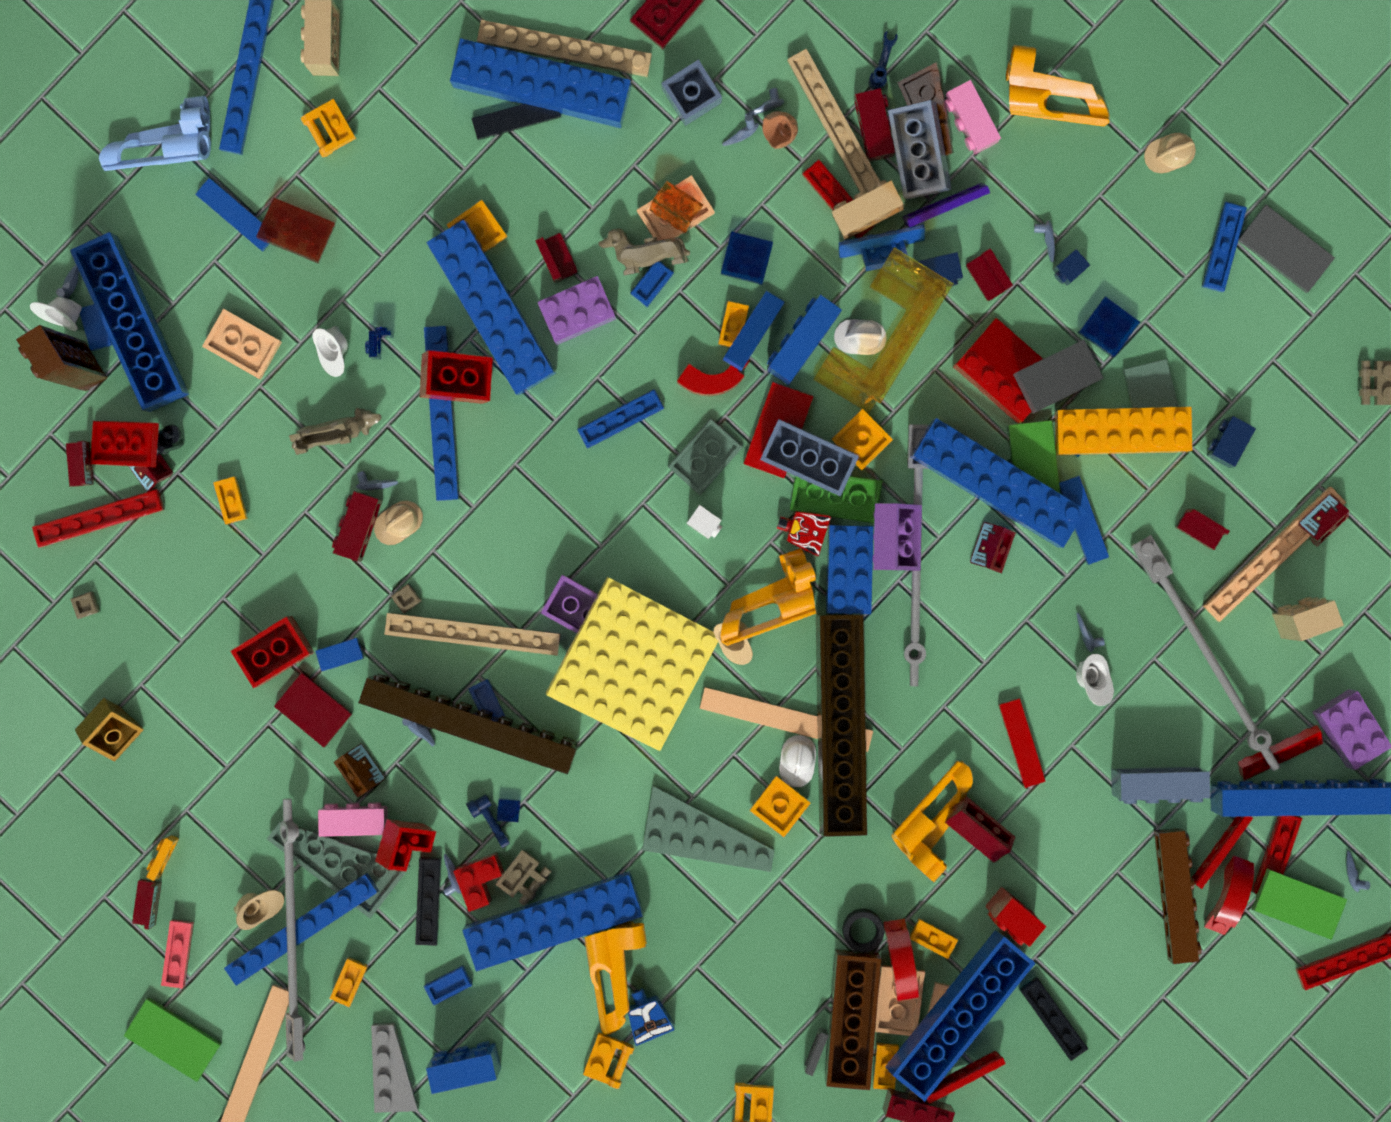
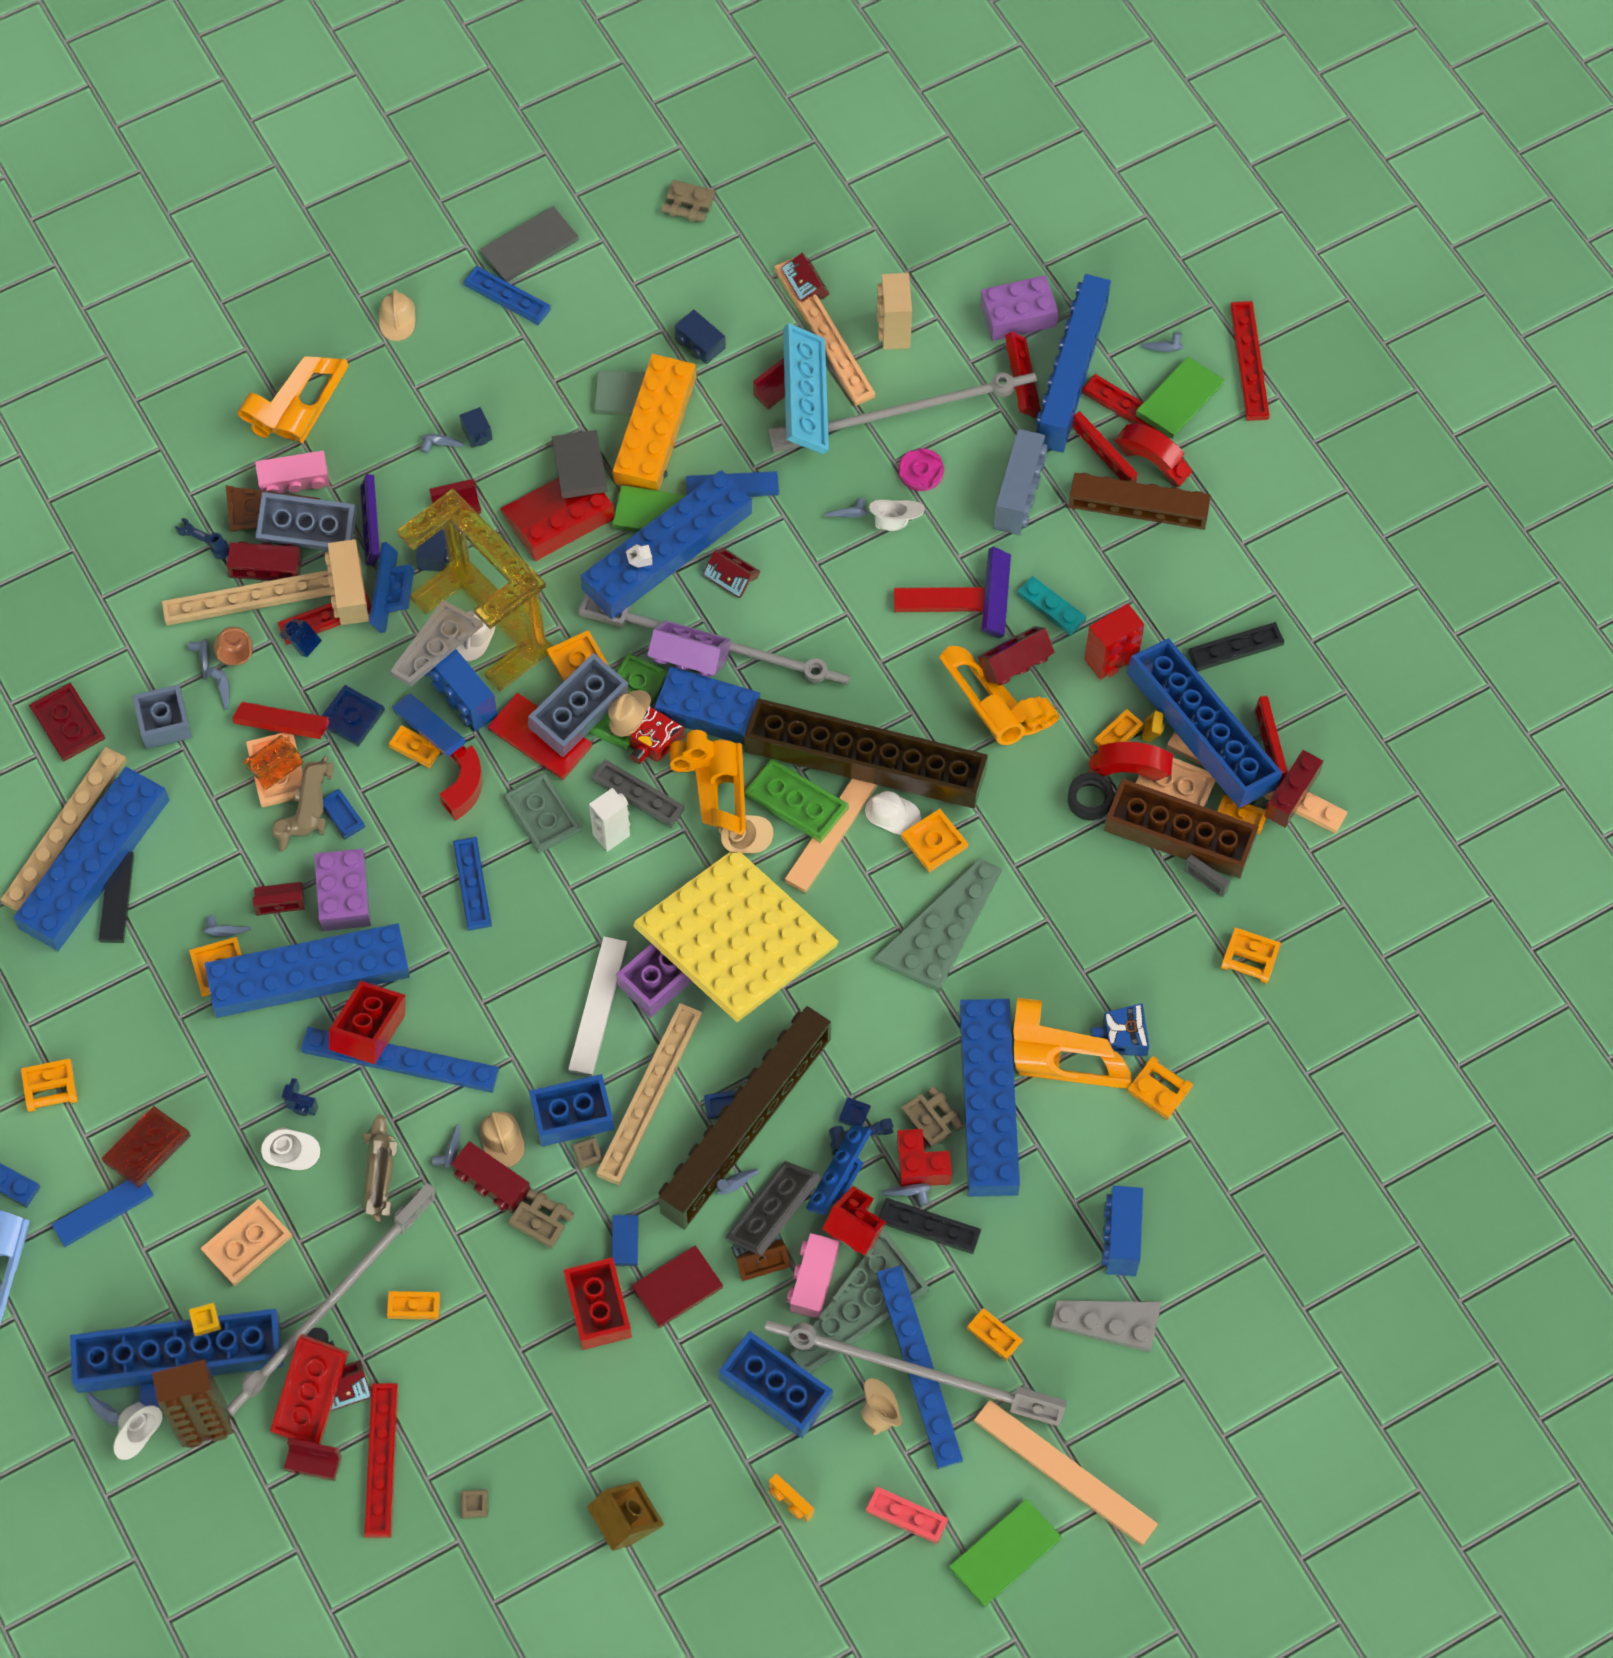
camera: 75 degrees left, 25 degrees down
(146, 903) = (839, 1533): dark red panel -> none
(150, 338) = (204, 1319): none -> yellow plate
(248, 818) = (775, 1384): none -> blue brick
(299, 467) = (403, 1219): none -> light grey bar
(329, 579) = (537, 1224): none -> dark tan plate
(399, 770) = (773, 1208): none -> dark grey tile
(433, 575) = (571, 1110): none -> blue brick
(444, 816) = (840, 1172): none -> blue bracket
(448, 985) = (1029, 1231): blue tile -> none
(512, 221) = (223, 930): none -> sand blue bar
(539, 564) = (597, 1007): none -> white tile
(720, 198) = (280, 720): none -> red tile
(747, 534) = (638, 793): none -> dark grey plate
(782, 674) = (796, 800): none -> bright green tile
(809, 185) = (301, 636): none -> clear blue bracket
(819, 504) = (628, 712): none -> tan piece
(827, 313) = (435, 641): none -> light grey wing
(947, 967) = (1153, 726): none -> yellow plate
(967, 466) = (639, 556): none -> white piece
(1042, 791) = (996, 592): none -> dark purple tile
(1045, 843) = (1051, 605): none -> teal plate
(1109, 327) = (547, 411): clear blue plate -> none
(1152, 686) = (921, 469): none -> dark pink tile
(1199, 559) = (805, 389): none -> medium azure plate

